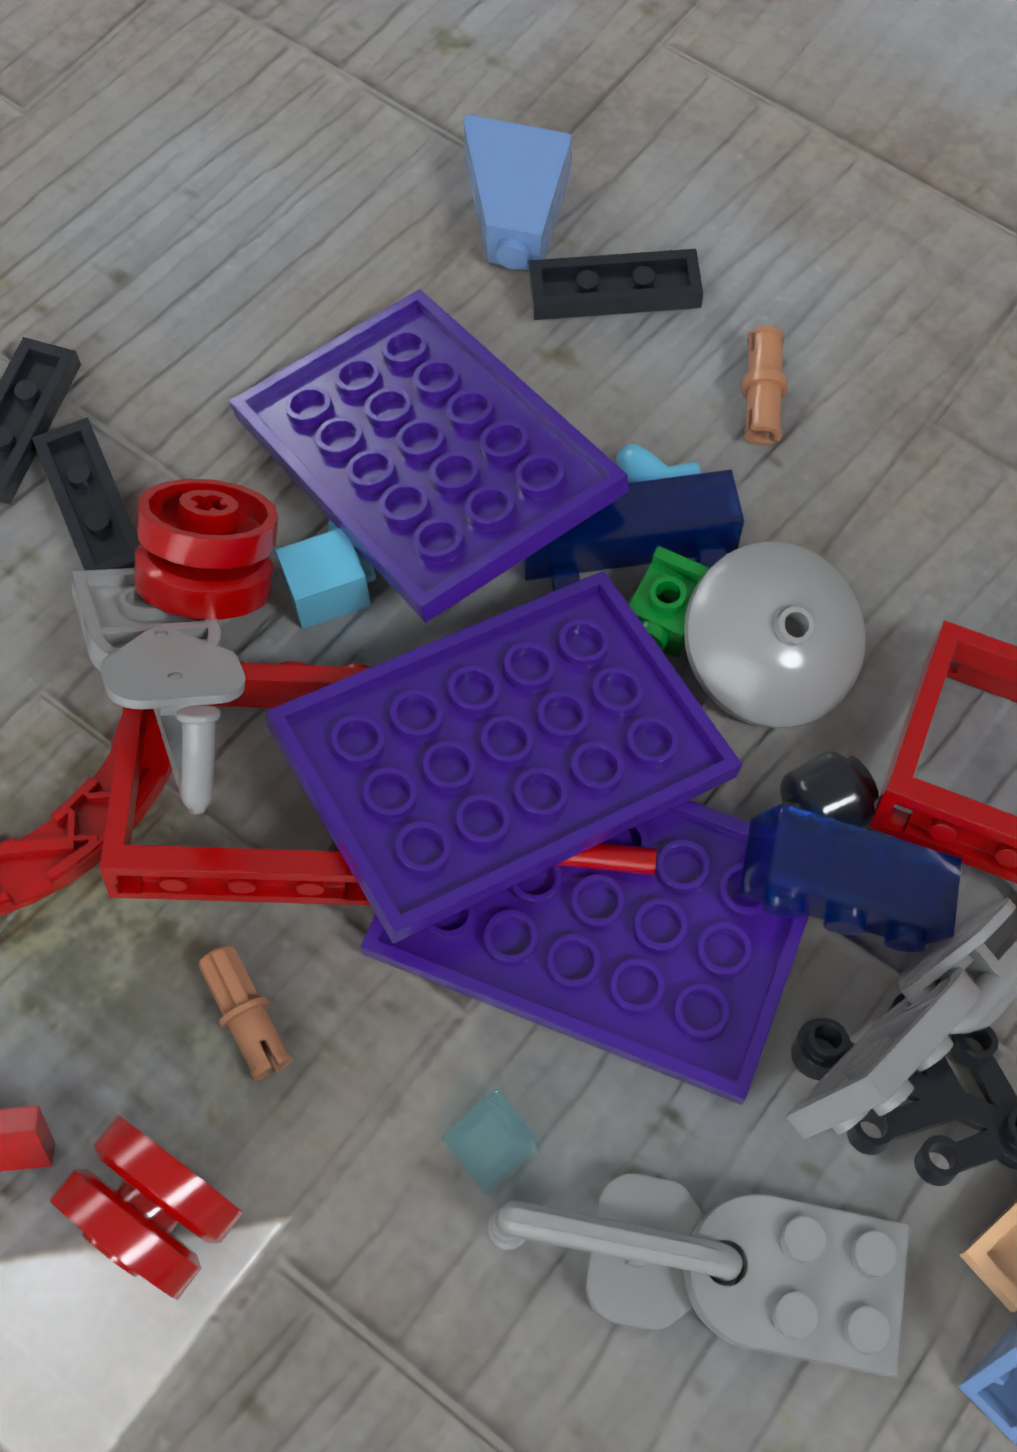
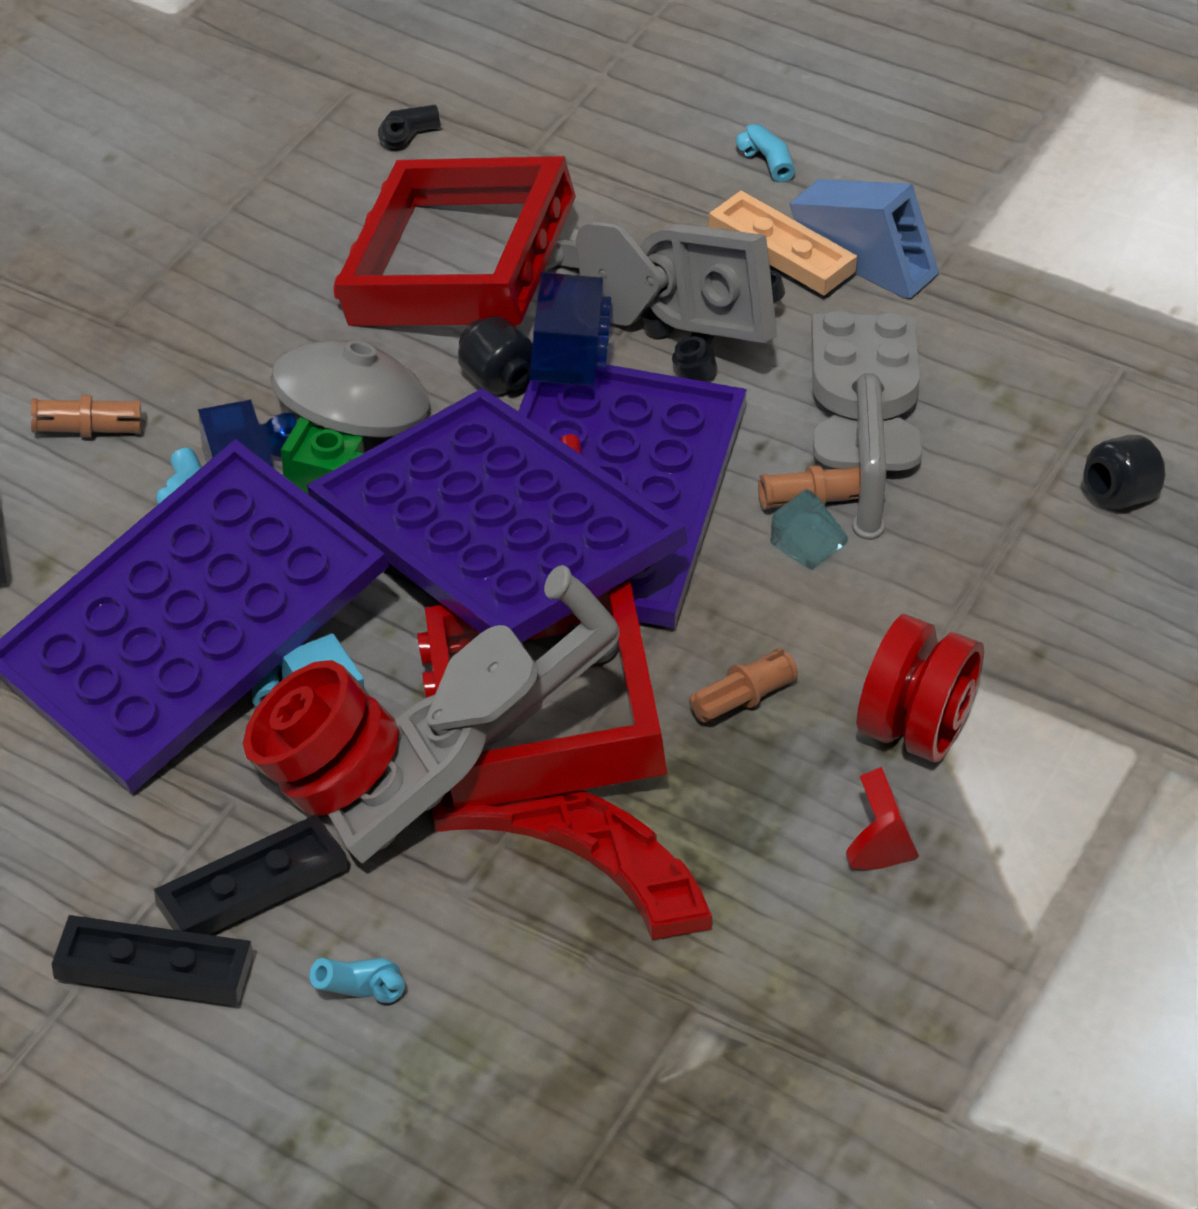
camera: 100 degrees left, 20 degrees down
(566, 1150) = (825, 484): none -> nougat pin

